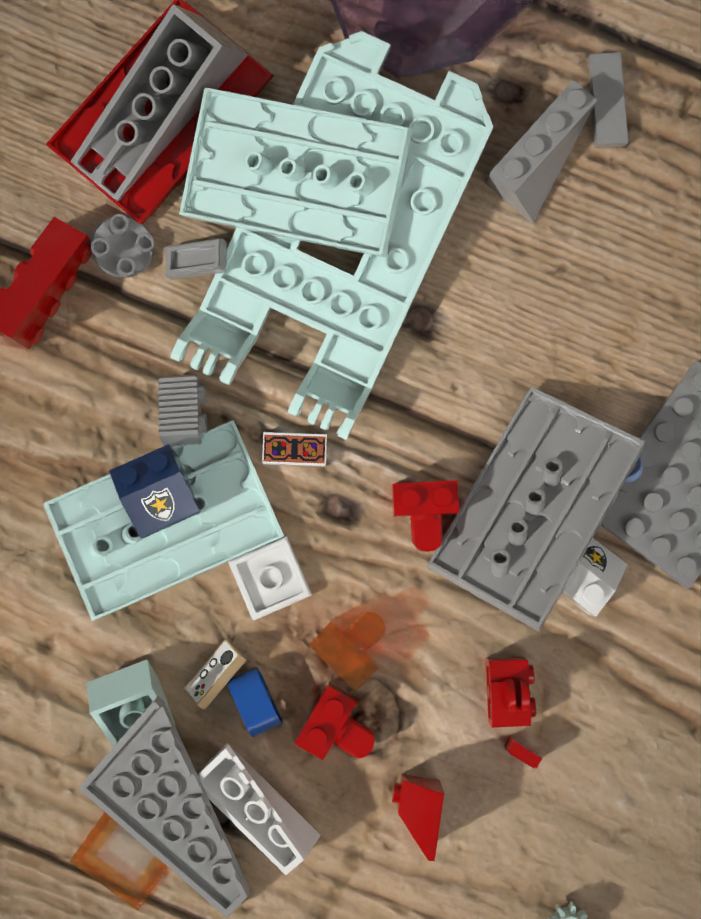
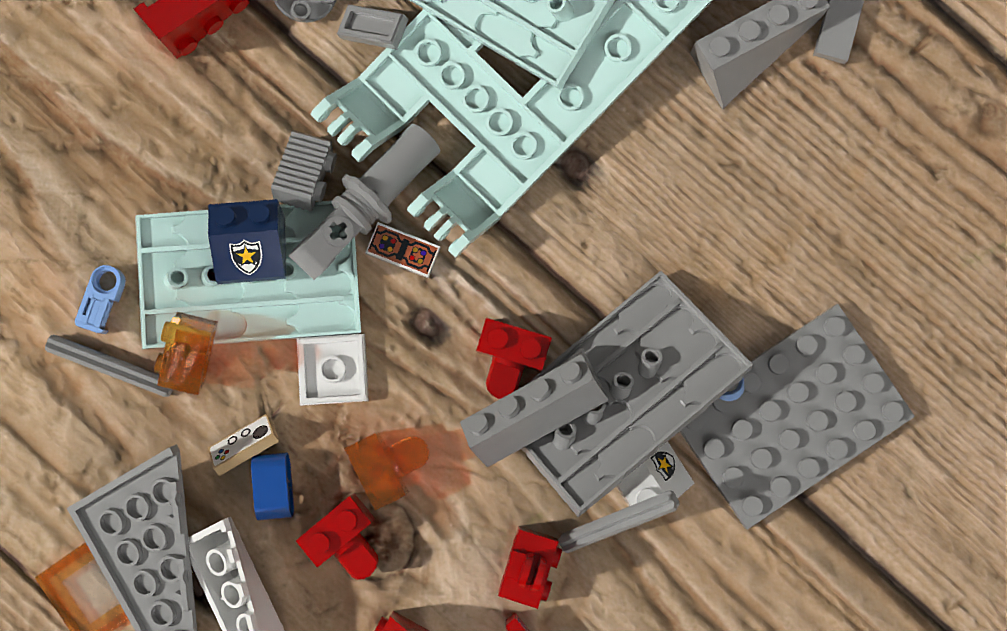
camera: 20 degrees right, 0 degrees up
(36, 593) = (97, 302): none -> light blue piece
(68, 646) = (106, 364): none -> light grey axle
(123, 697) = (142, 433): light aqua slope -> none
(135, 610) = (186, 353): none -> clear orange brick
(247, 416) = (366, 199): none -> light grey piece
(466, 550) = (534, 410): none -> light grey wedge
(576, 622) = (619, 521): none -> light grey axle

